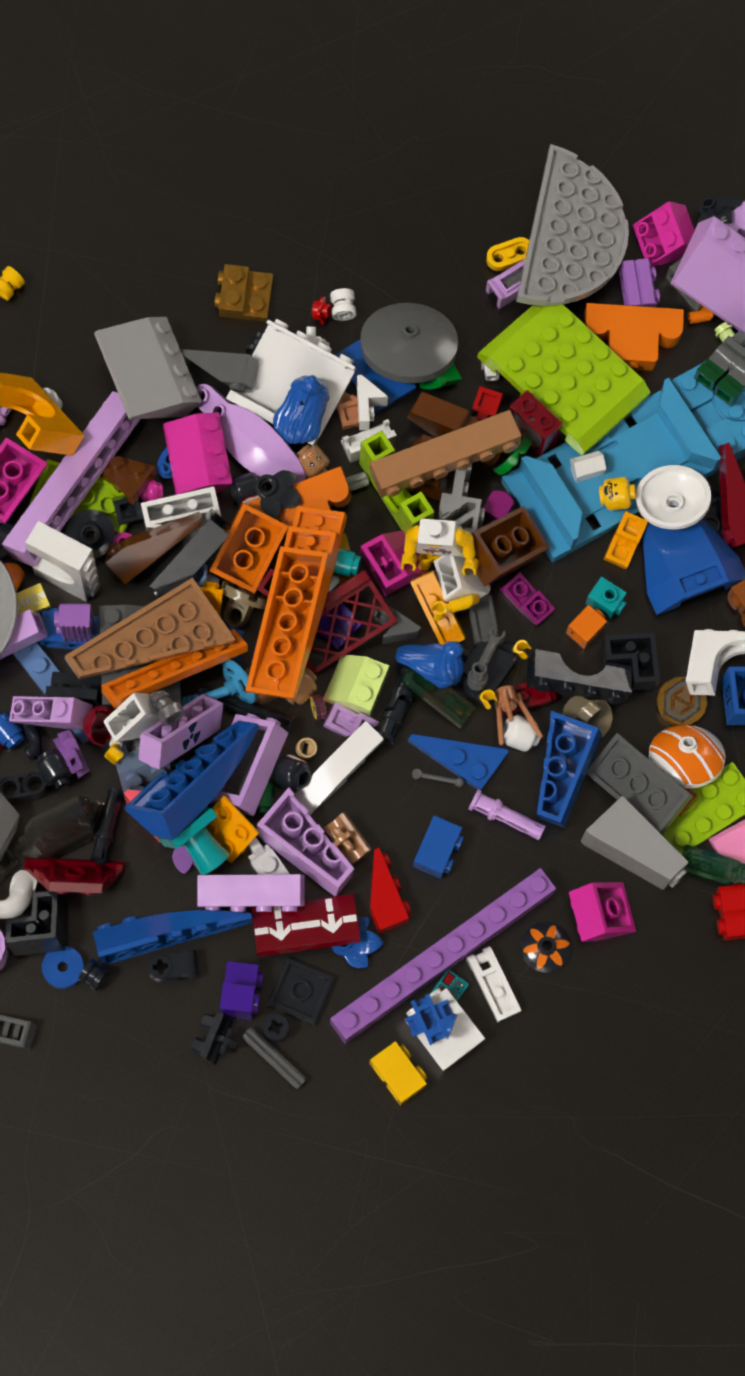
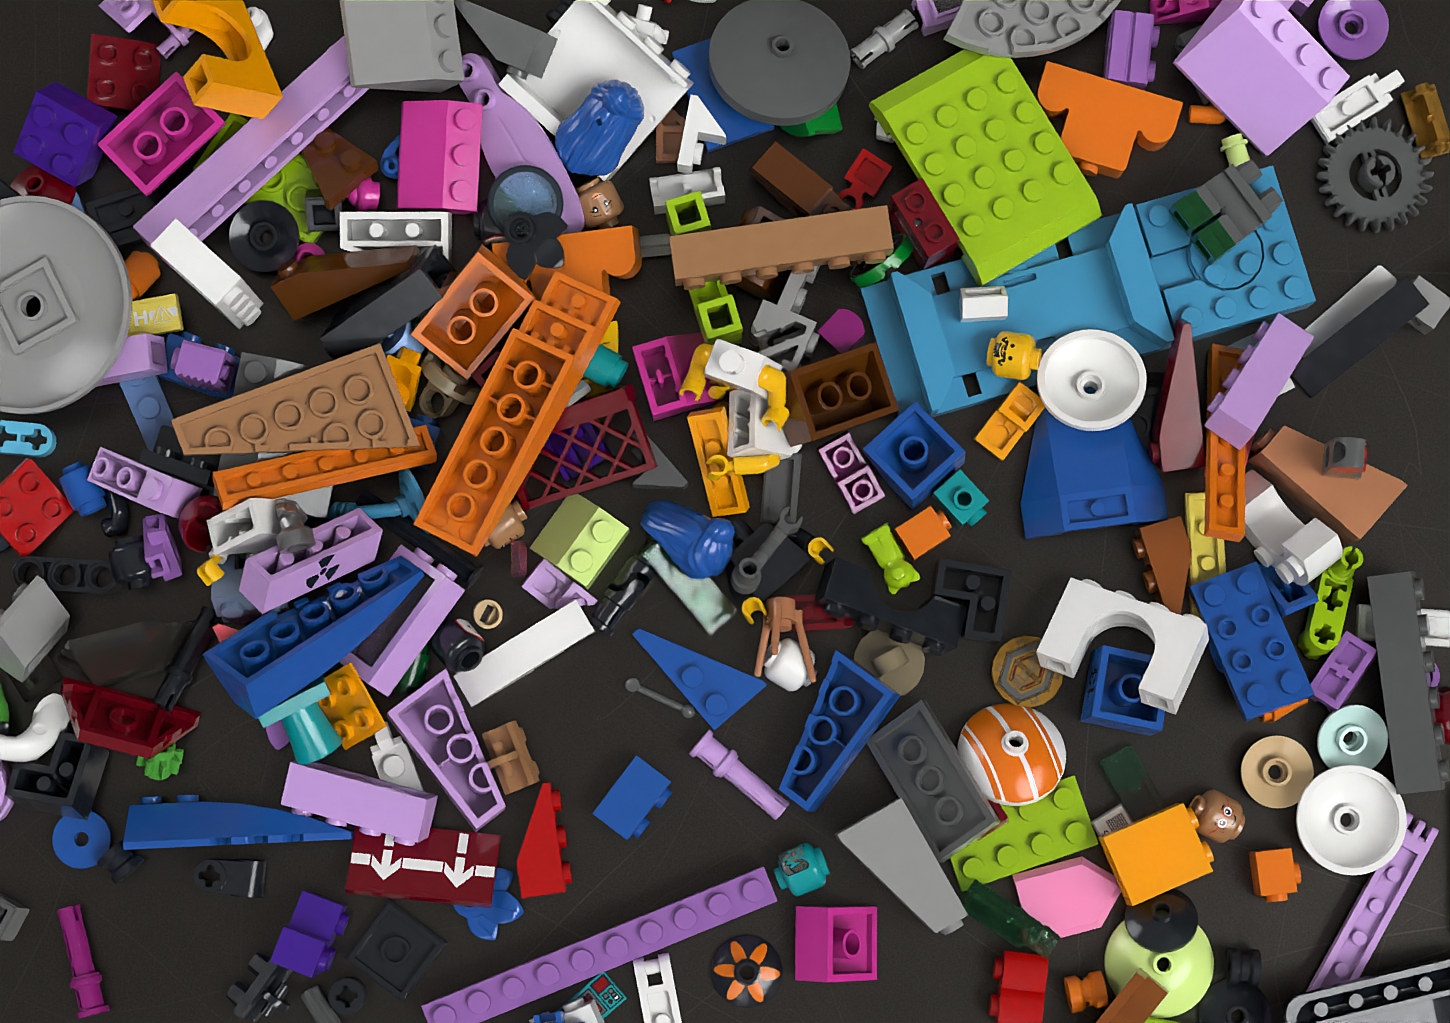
camera: 15 degrees right, 10 degrees up
(87, 1059) = (85, 979): none -> magenta pin
(105, 901) = (162, 764): none -> bright green gear
(258, 462) = (523, 190): none -> clear light blue wheel
(474, 315) = (883, 38): none -> light grey pin
(566, 866) = (801, 869): none -> teal head
(568, 575) = (914, 455): none -> blue slope
(569, 646) = (890, 557): none -> lime animal

